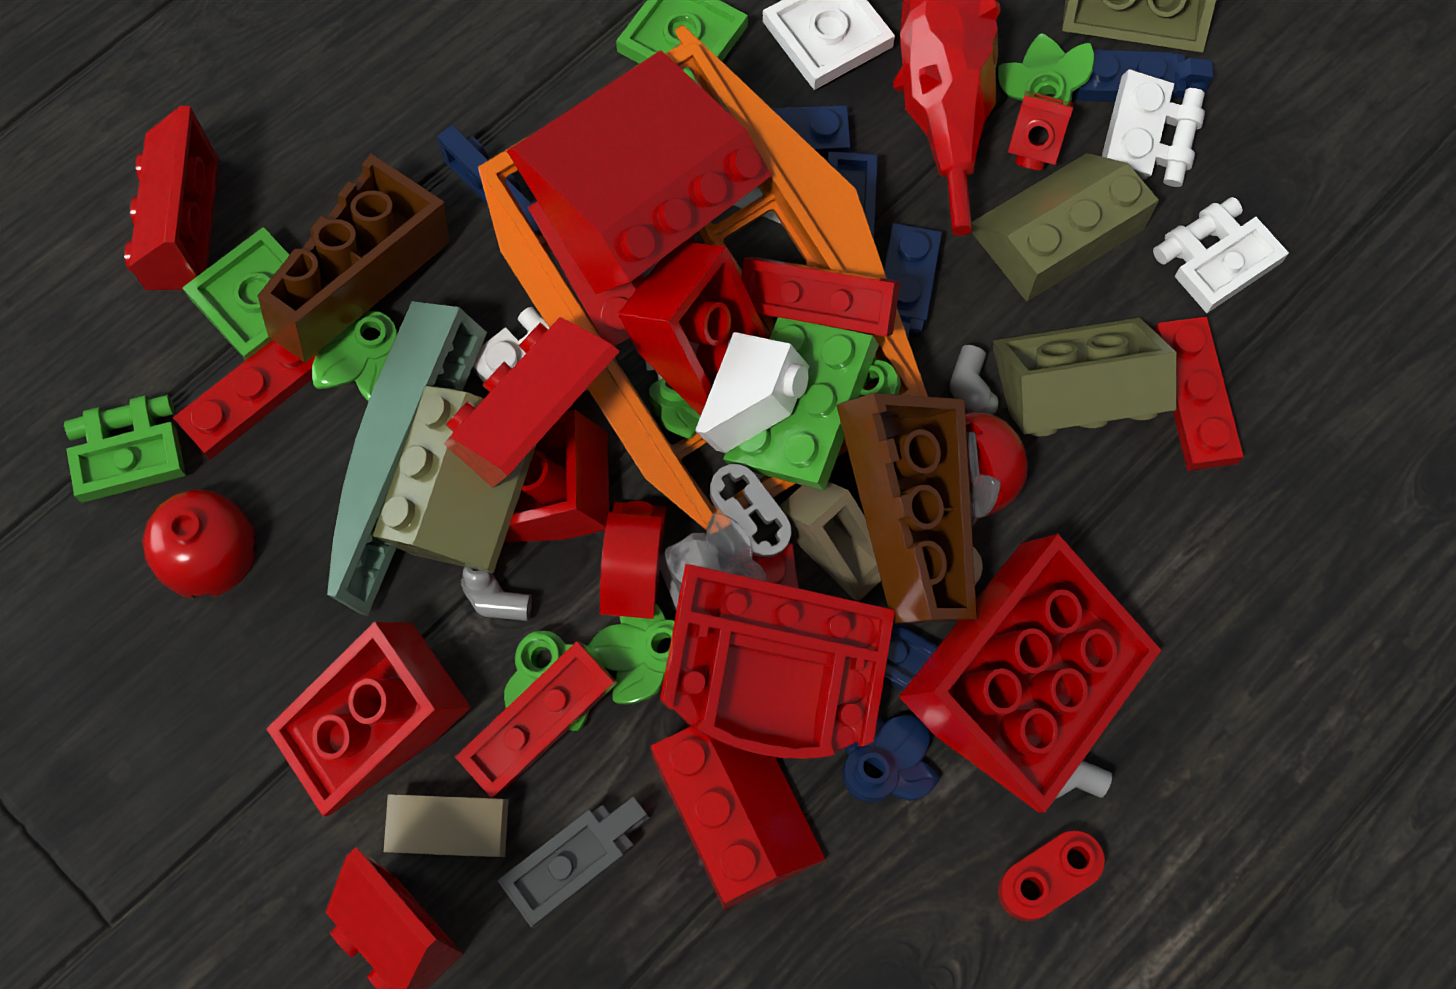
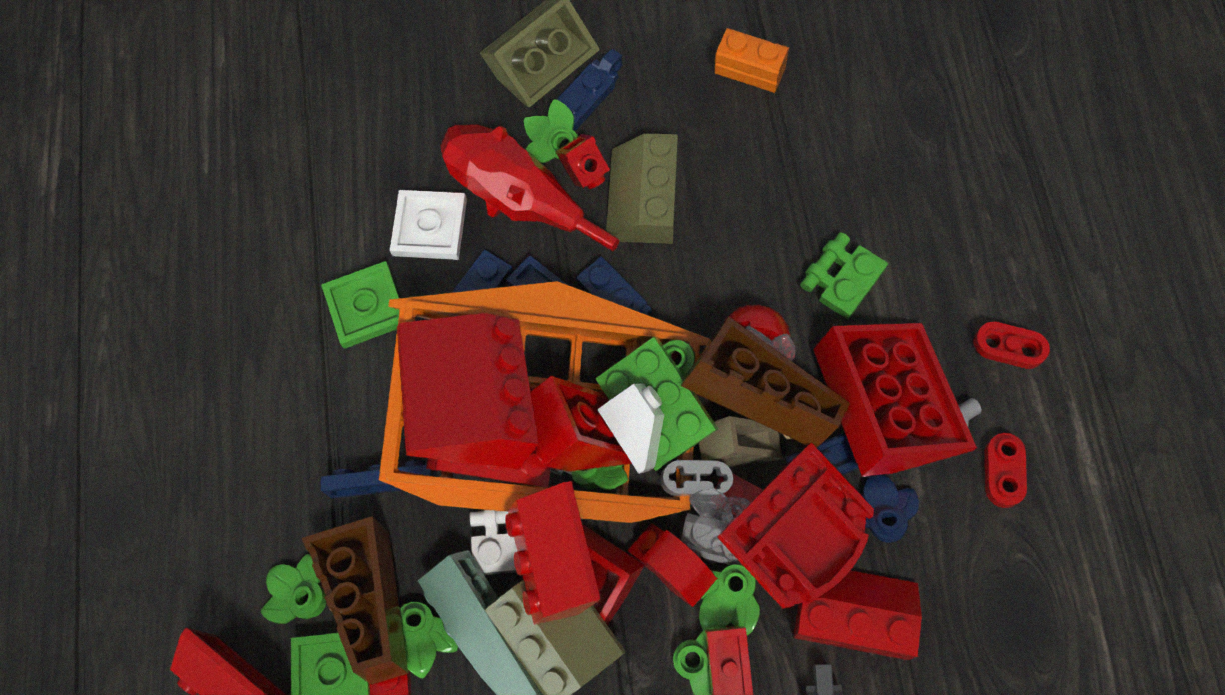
camera: 45 degrees left, 0 degrees up
(310, 195) = (289, 591): none -> bright green plate
(491, 600) = (635, 665): light grey arm -> none
(821, 295) = (606, 346): red plate -> none
(968, 384) = (702, 309): light grey arm -> none
(1086, 376) = (742, 245): olive slope -> none
(1139, 121) = (619, 112): white plate -> none
(1148, 534) = (852, 282): none -> bright green plate
(1202, 402) = (791, 198): red plate -> none
(1225, 776) = (1010, 343): none -> red plate
(1229, 264) = (734, 128): white plate -> none
(1336, 221) = (751, 60): none -> orange brick

